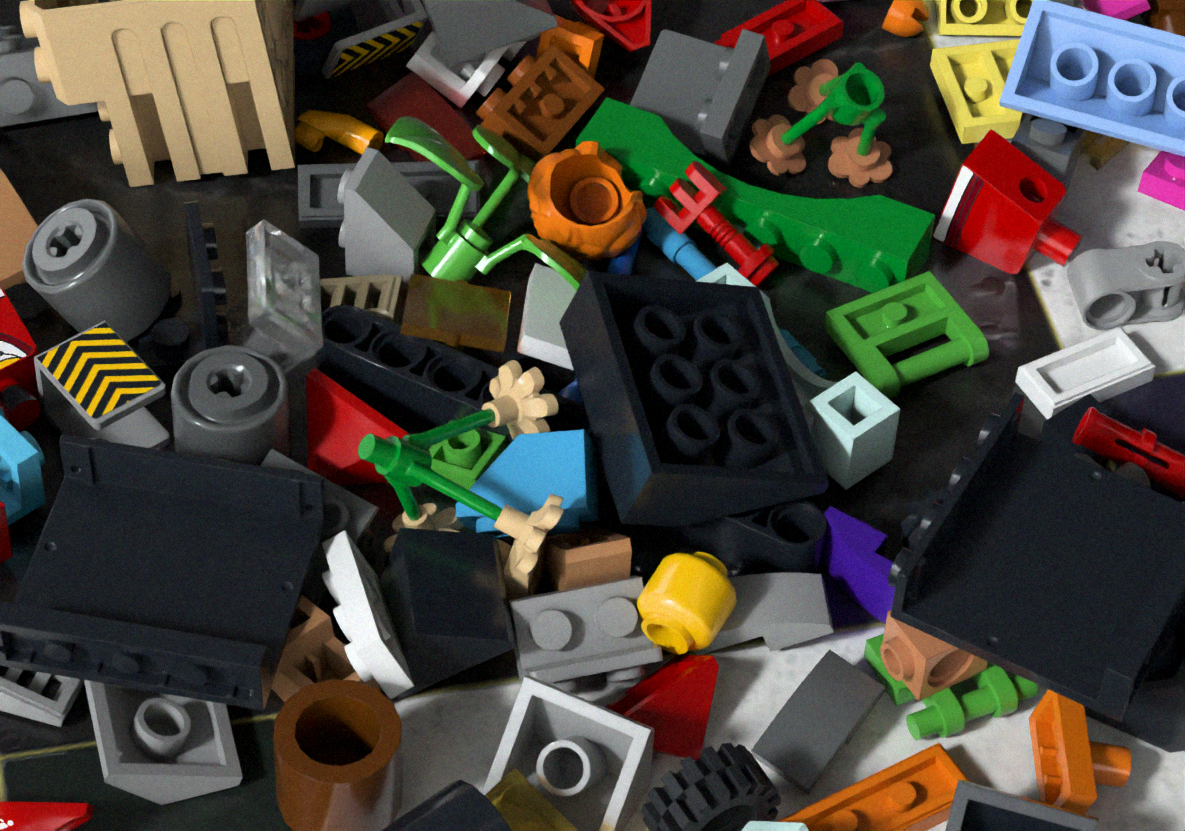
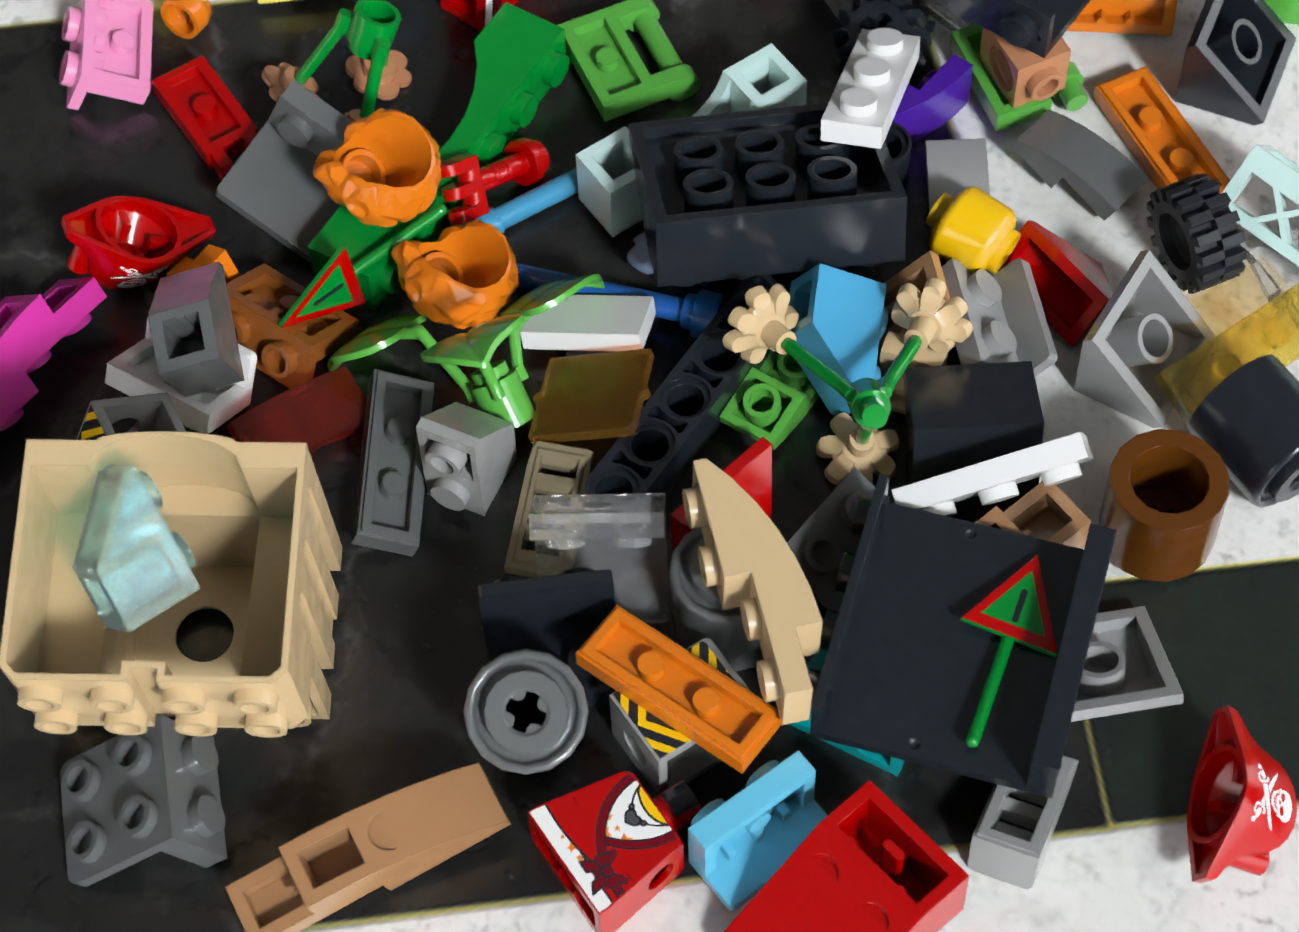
camera: 80 degrees left, 10 degrees up
(102, 360) = (679, 688): none -> orange tile
(184, 609) = (1019, 615): none -> piece
(205, 380) = (763, 578): none -> tan slope
(557, 115) = (337, 283): none -> green piece
(670, 114) = (383, 168): none -> orange hair
(834, 477) = (870, 88): none -> white plate

